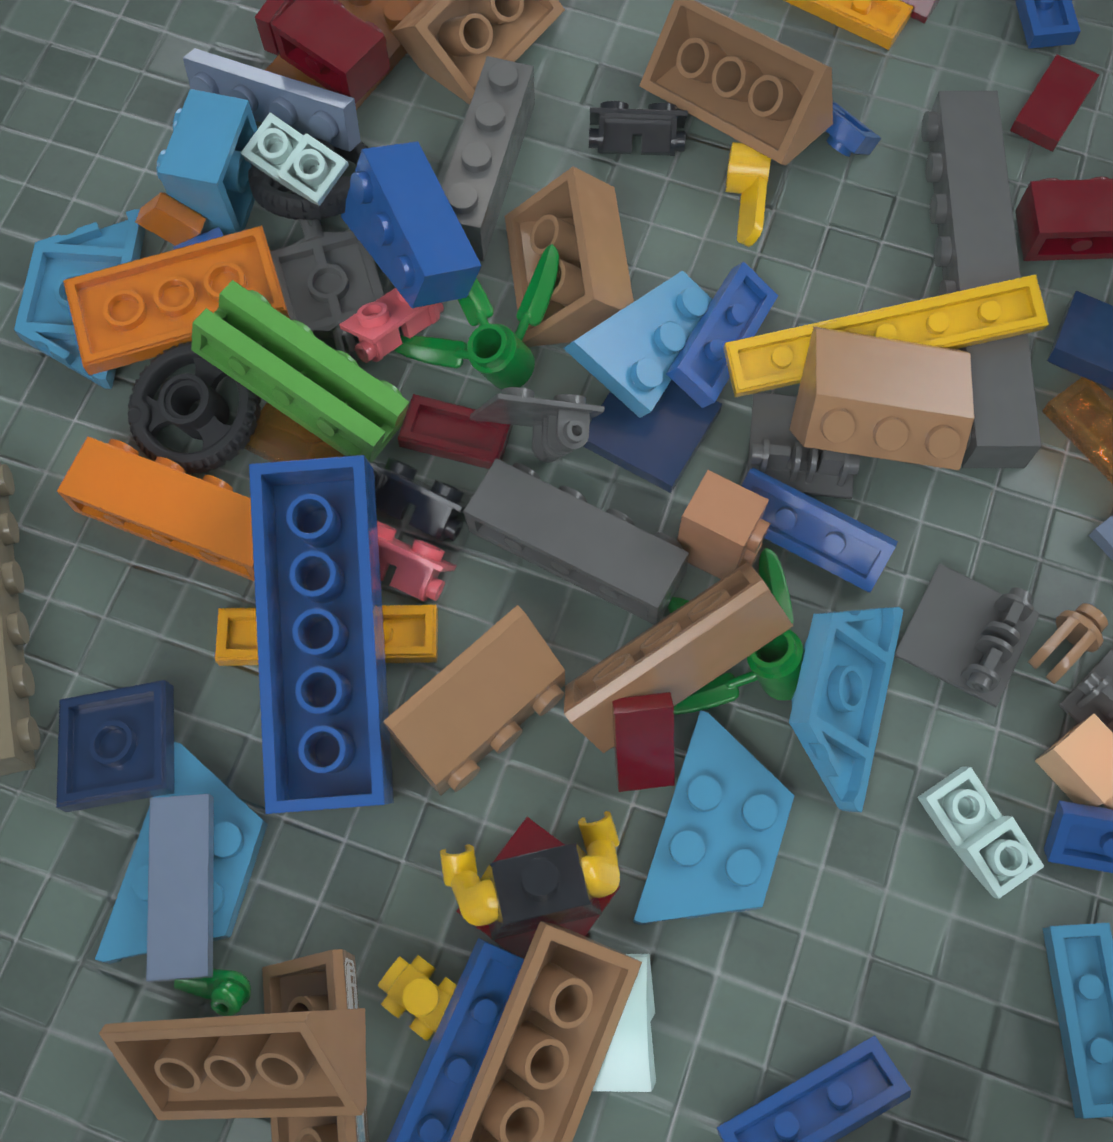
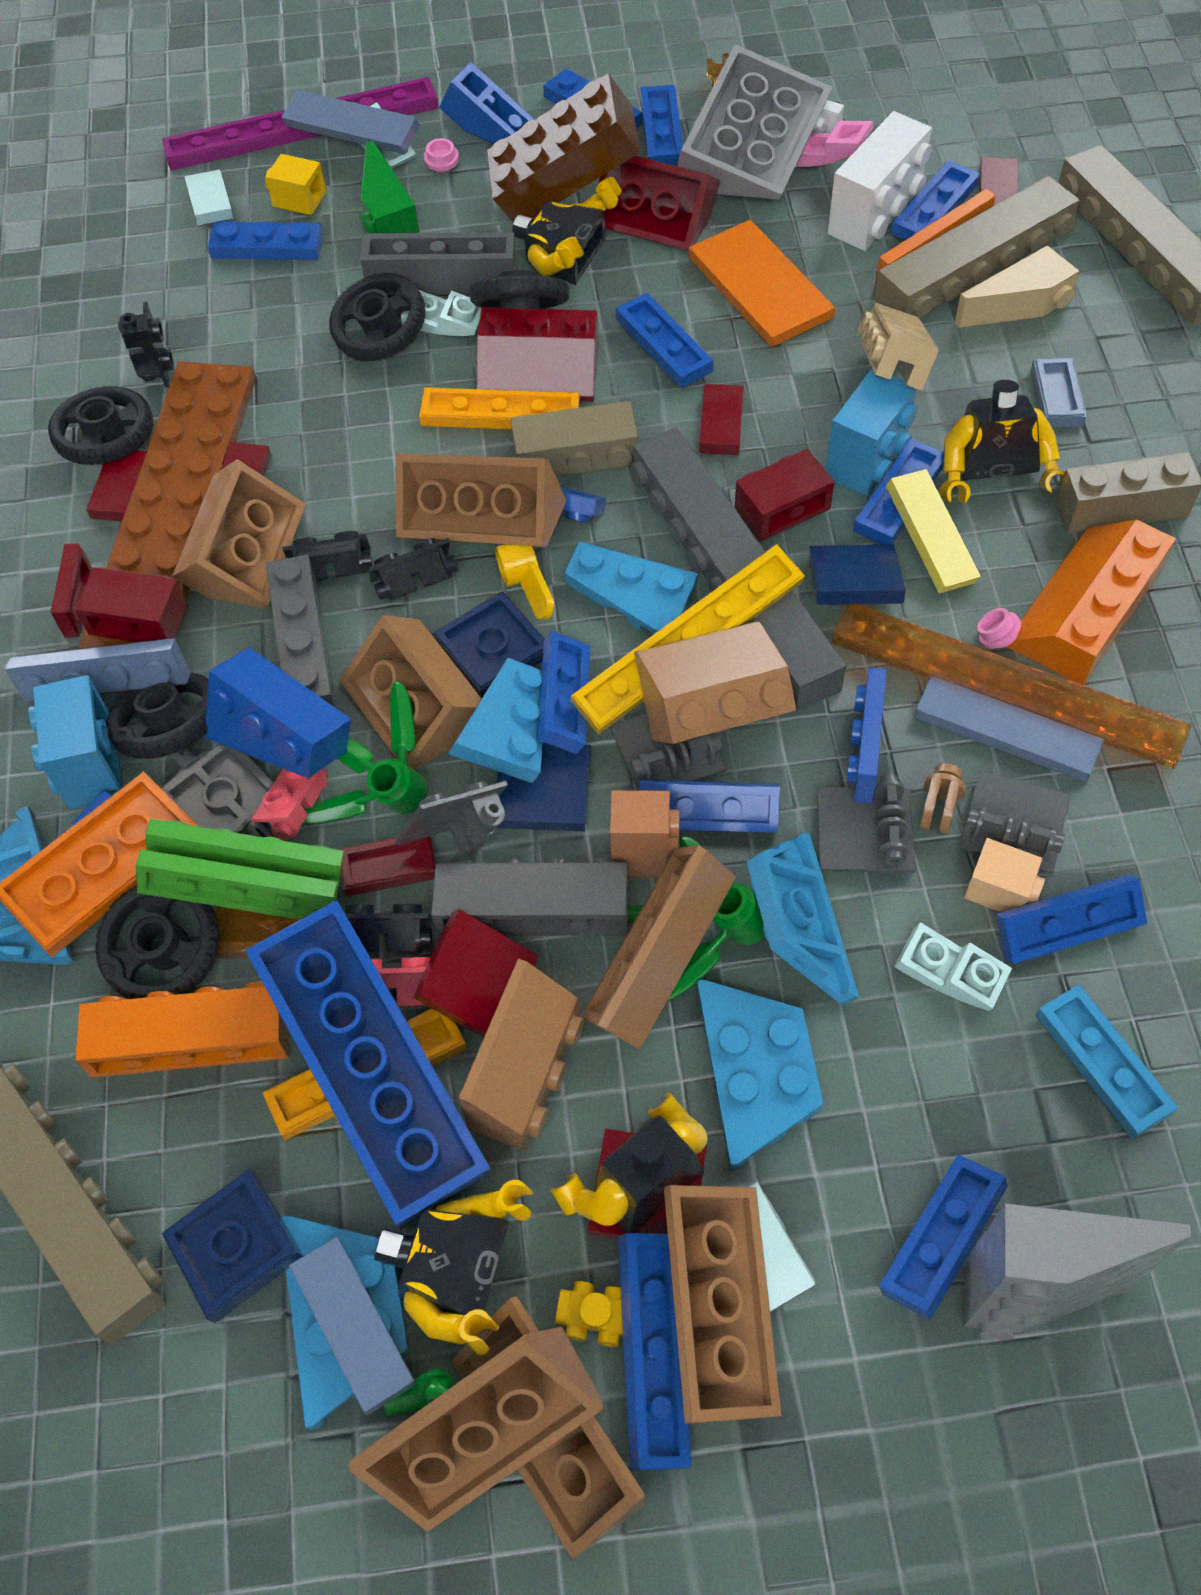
camera: 25 degrees left, 10 degrees down
(170, 219) = (58, 802): orange tile -> none
(294, 159) = (149, 707): light aqua slope -> none
(305, 879) = (453, 1263): none -> torso
(475, 587) = (470, 972): none -> dark red tile
(576, 78) = (343, 551): none -> black hinge
(644, 741) = (668, 1021): dark red tile -> none
(675, 238) = (487, 637): none -> dark blue tile
(862, 254) = (636, 587): none -> dark azure wing
(883, 57) = (578, 437): none -> dark tan brick
(1023, 533) = (867, 735): none -> blue plate

